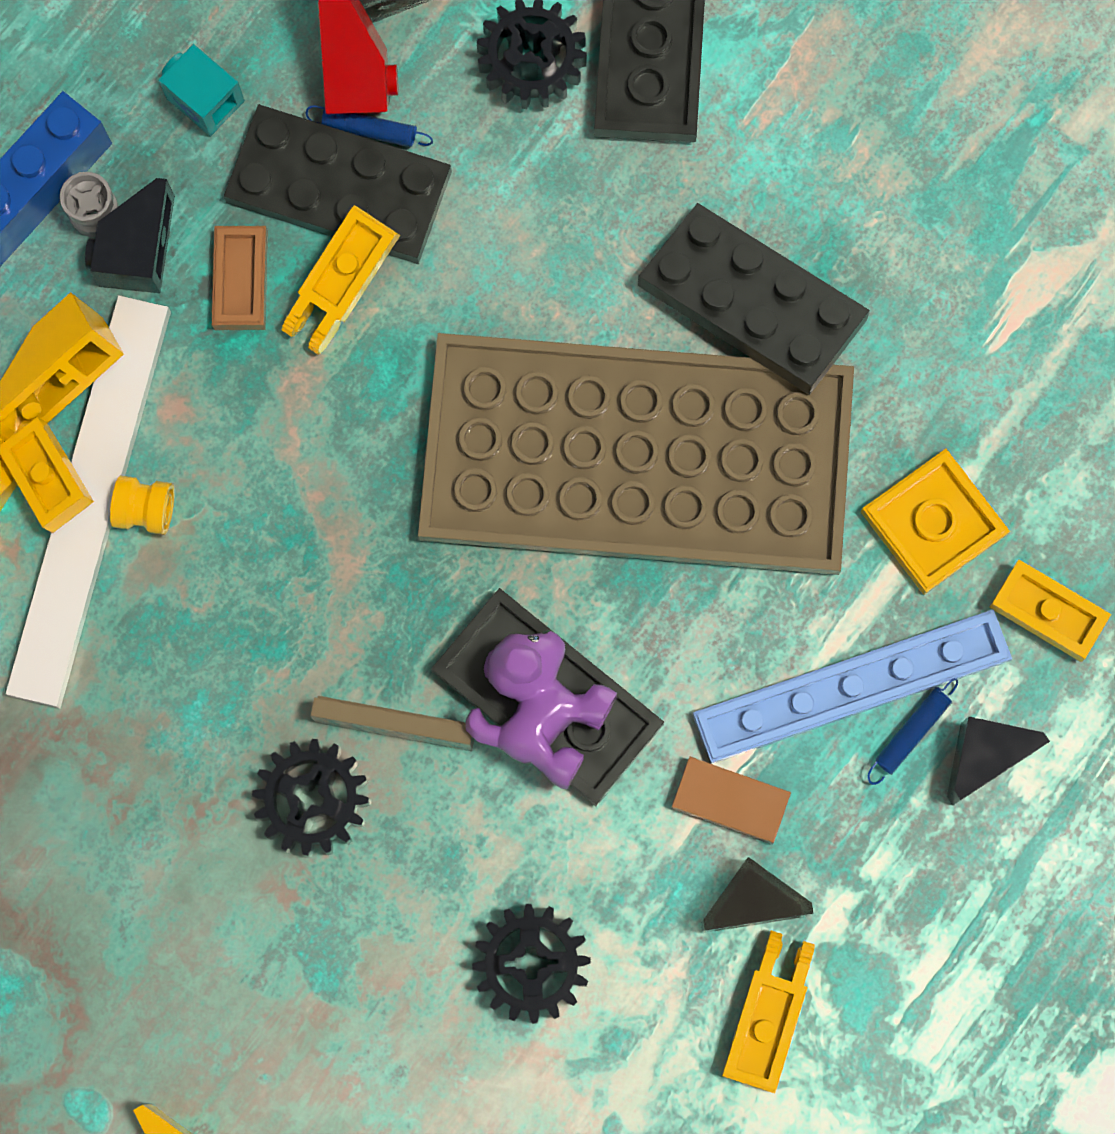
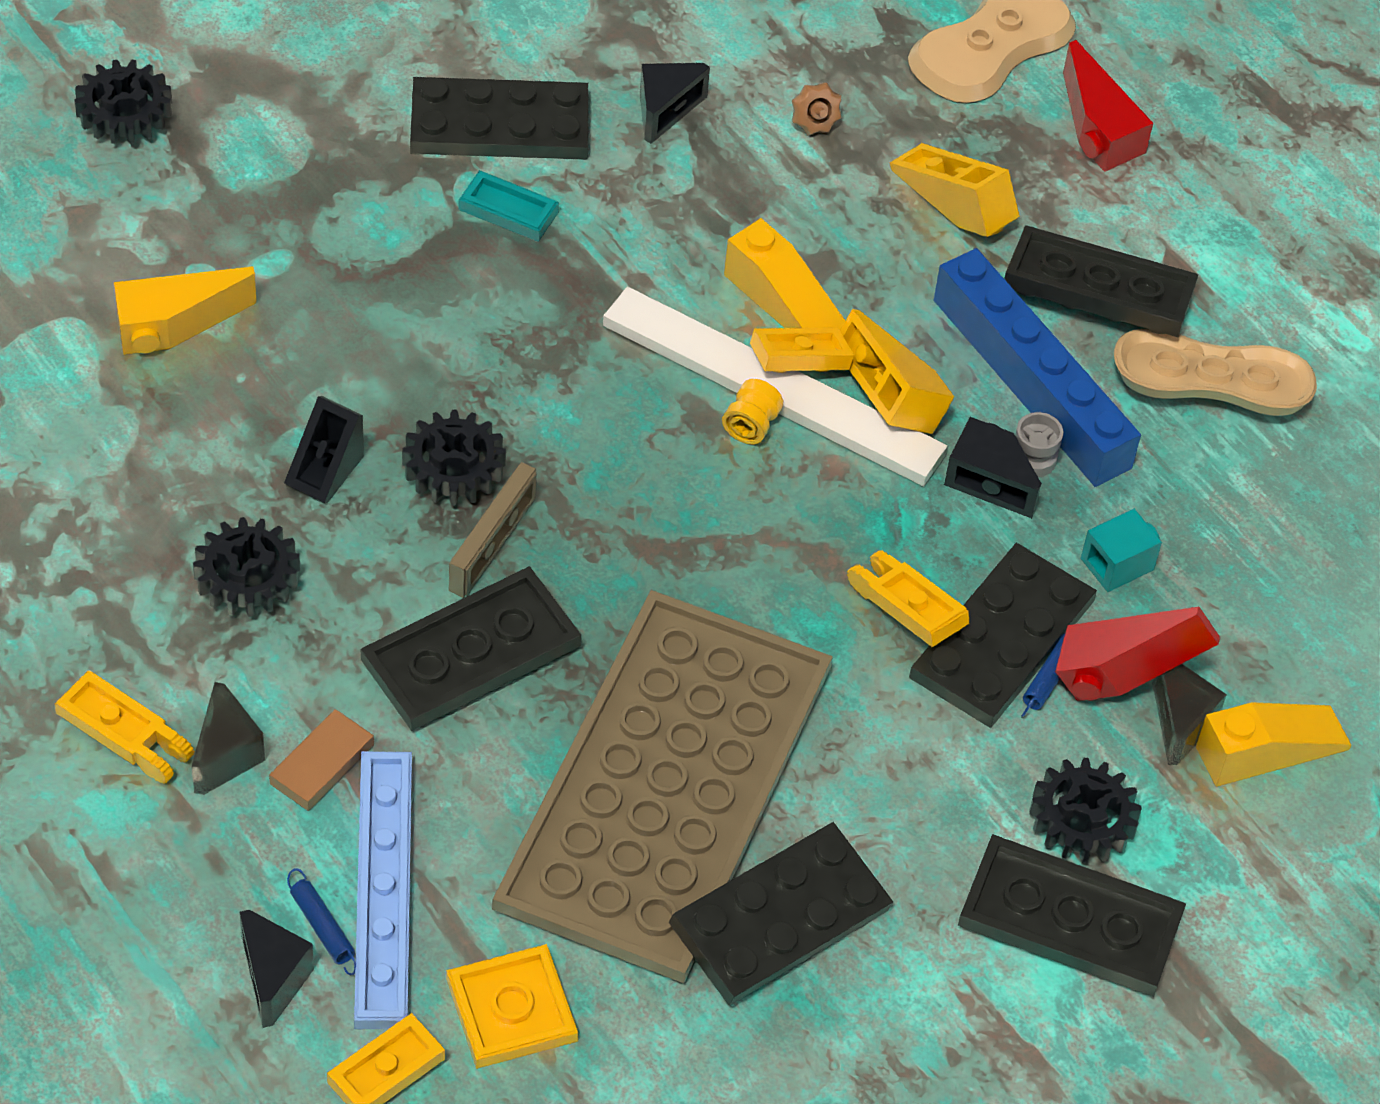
camera: 100 degrees right, 25 degrees down
(239, 278) = (937, 539): medium nougat tile -> none
(357, 936) = (327, 450): none -> black slope
(527, 671) = (492, 611): medium lavender animal -> none

